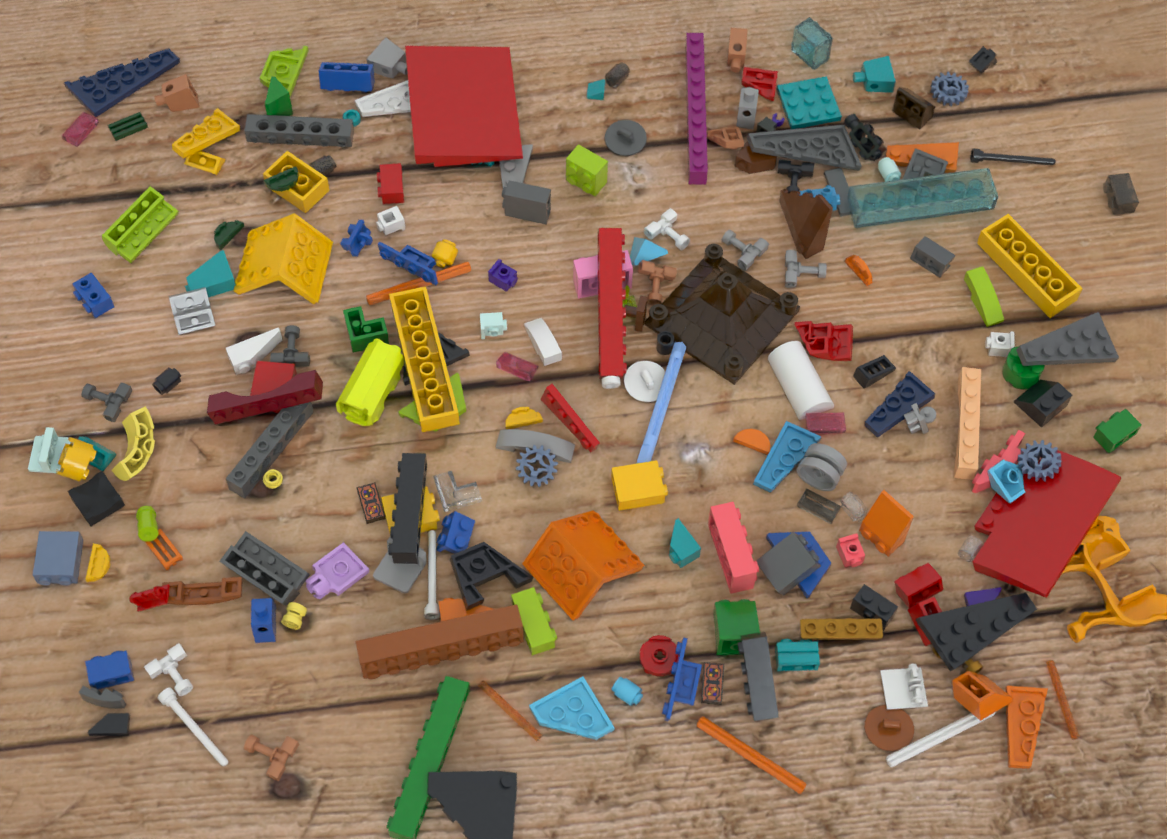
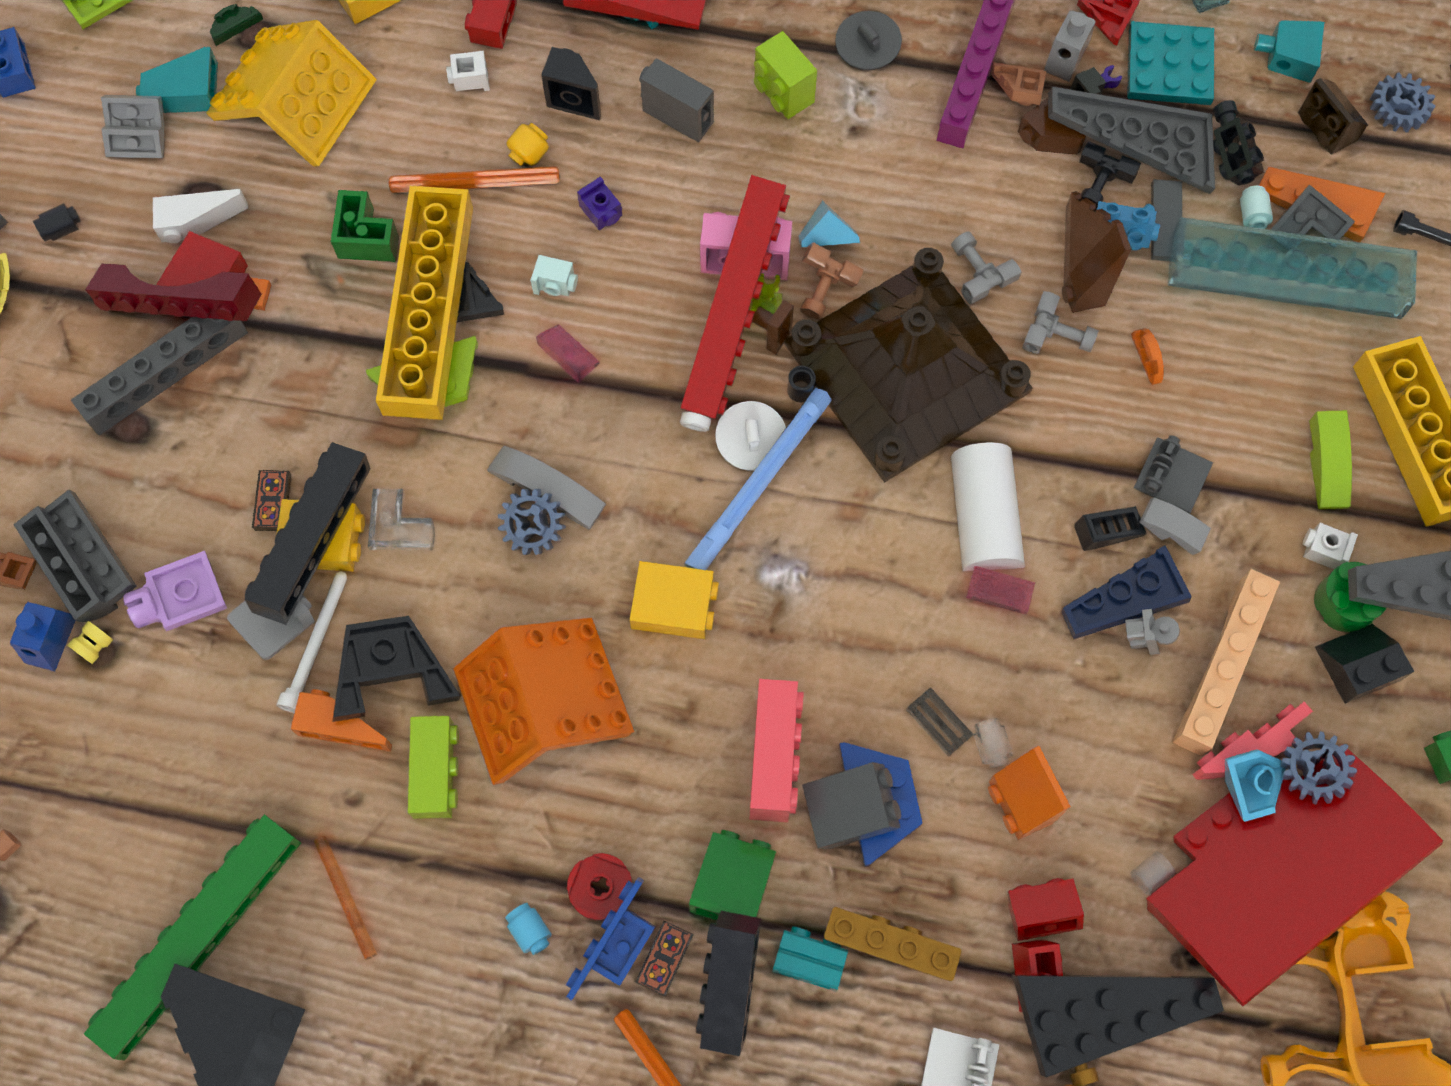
camera: 20 degrees right, 10 degrees up
(272, 474) = (143, 412): light yellow plate -> none
(290, 354) = (246, 235): dark grey bar -> none
(358, 238) = (411, 84): blue hips -> none
(371, 383) = (335, 315): neon yellow brick -> none
(411, 260) = (476, 141): blue bracket -> none
(440, 642) = (274, 757): dark orange brick -> none
(455, 533) = (373, 589): blue bracket -> none
(460, 211) = (570, 84): none -> black slope
(516, 169) = (681, 44): light grey wing -> none
(522, 417) = (544, 435): yellow tile -> none
(543, 341) = (619, 326): white slope -> none
(565, 413) = (604, 450): red wing -> none
(573, 711) = (436, 932): medium azure plate -> none
(664, 227) = (871, 198): white bar -> none
(683, 546) = (701, 720): teal slope -> none
(753, 439) = (879, 581): orange tile -> none
(784, 455) = (920, 620): dark azure wing -> none
(822, 467) = (964, 664): light grey wheel -> none
(826, 340) = (1054, 455): red slope -> none
(847, 556) = (960, 800): coral brick -> none
(873, 606) = (960, 921): black brick -> none
(898, 331) = (1173, 474): none -> dark grey hinge
(909, 356) = (1170, 521): none -> light grey slope
(932, 256) = (1272, 368): dark grey hinge -> none
(981, 596) = (1140, 961): dark purple tile -> none

